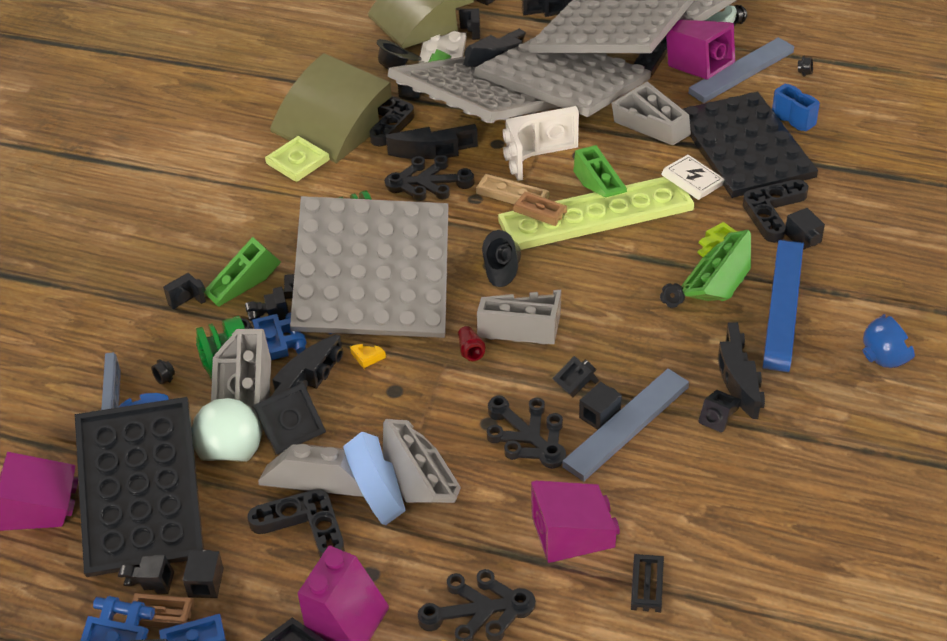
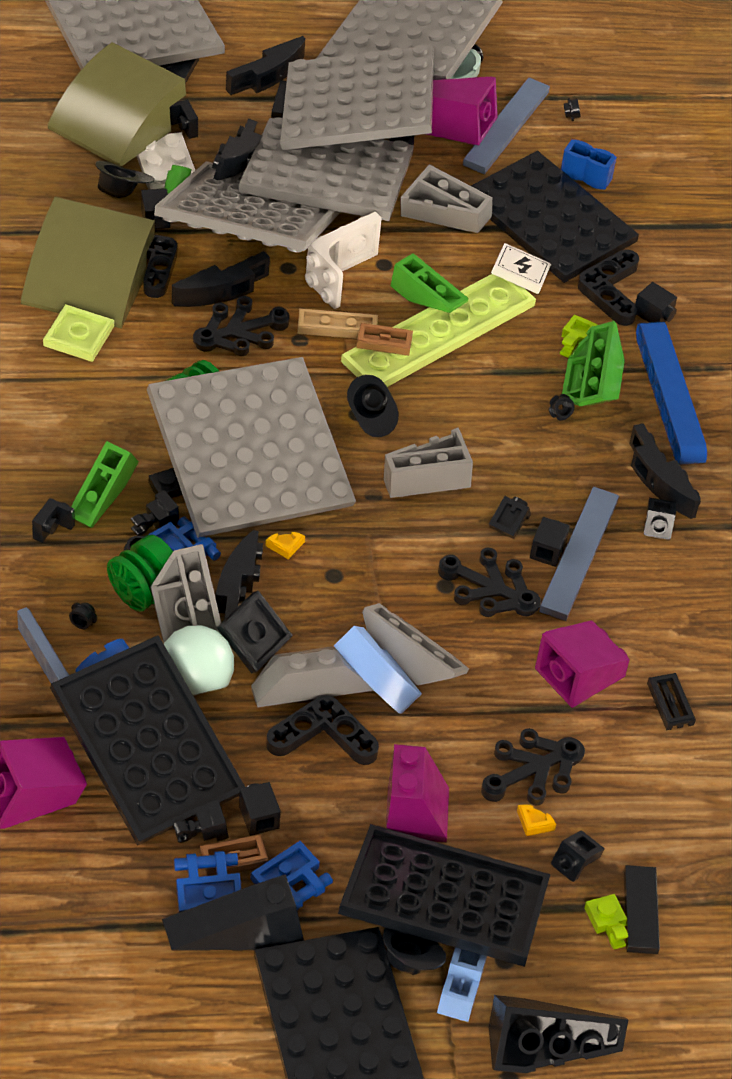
camera: 30 degrees left, 5 degrees up
(471, 344) = (389, 507): dark red cone -> none

